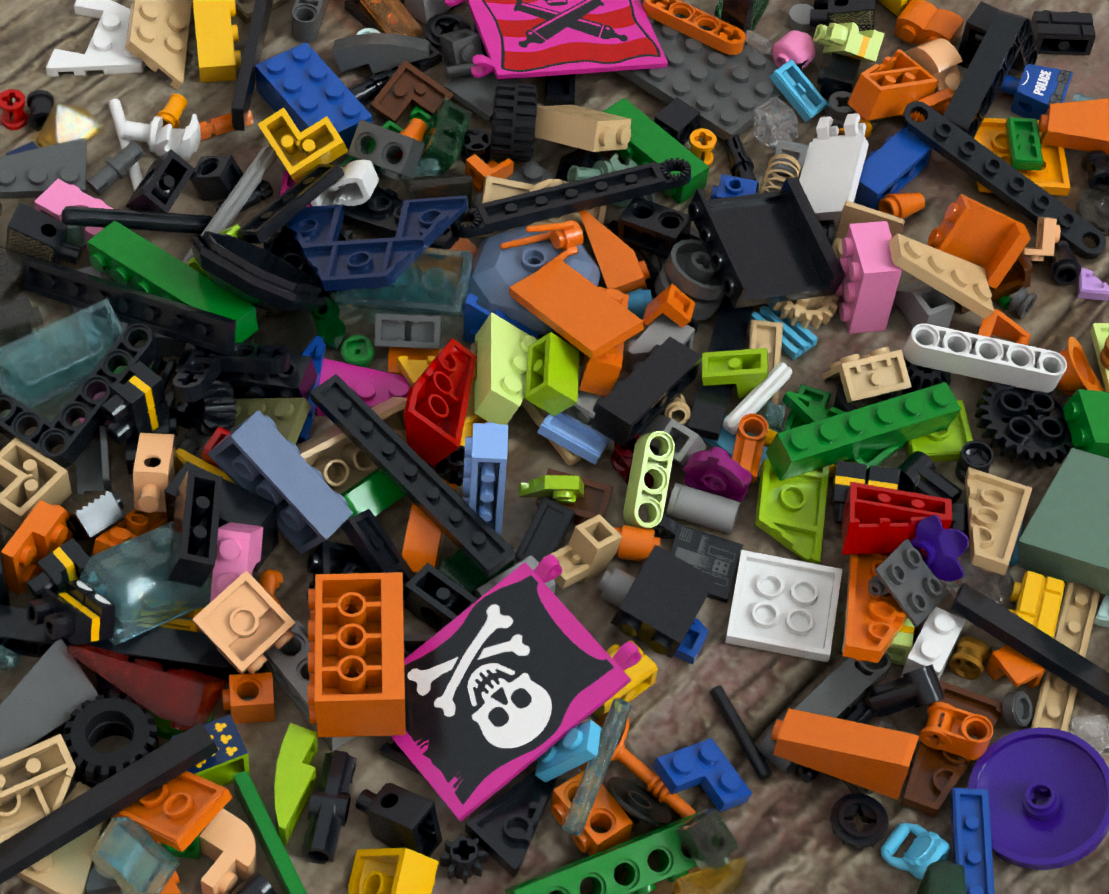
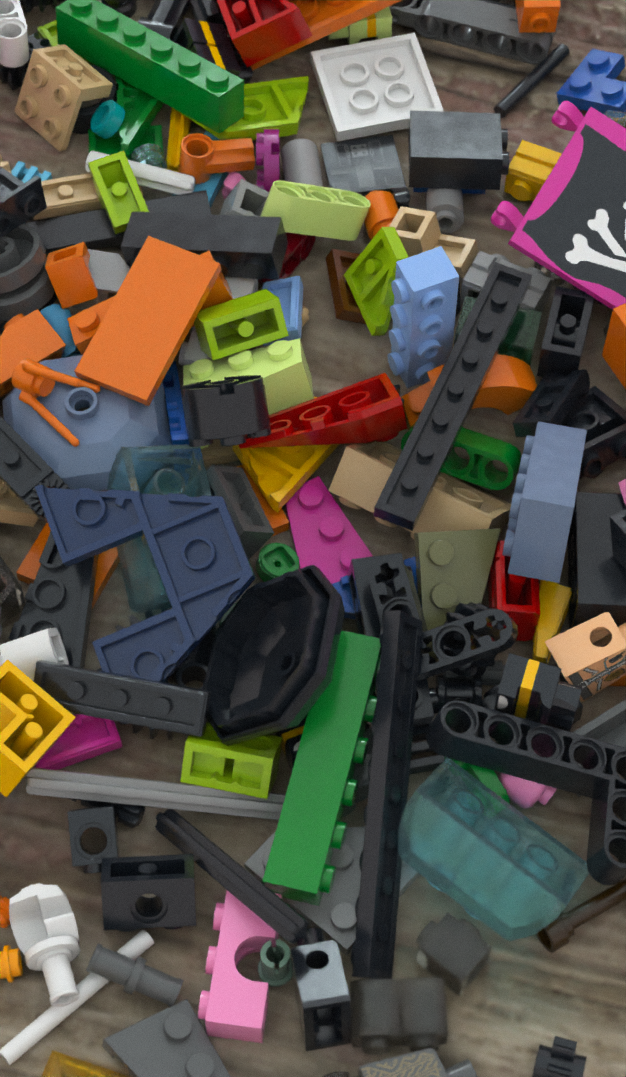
camera: 110 degrees left, 5 degrees up
(466, 317) = (225, 410): none -> black brick
(824, 394) = (107, 119): none -> teal tile

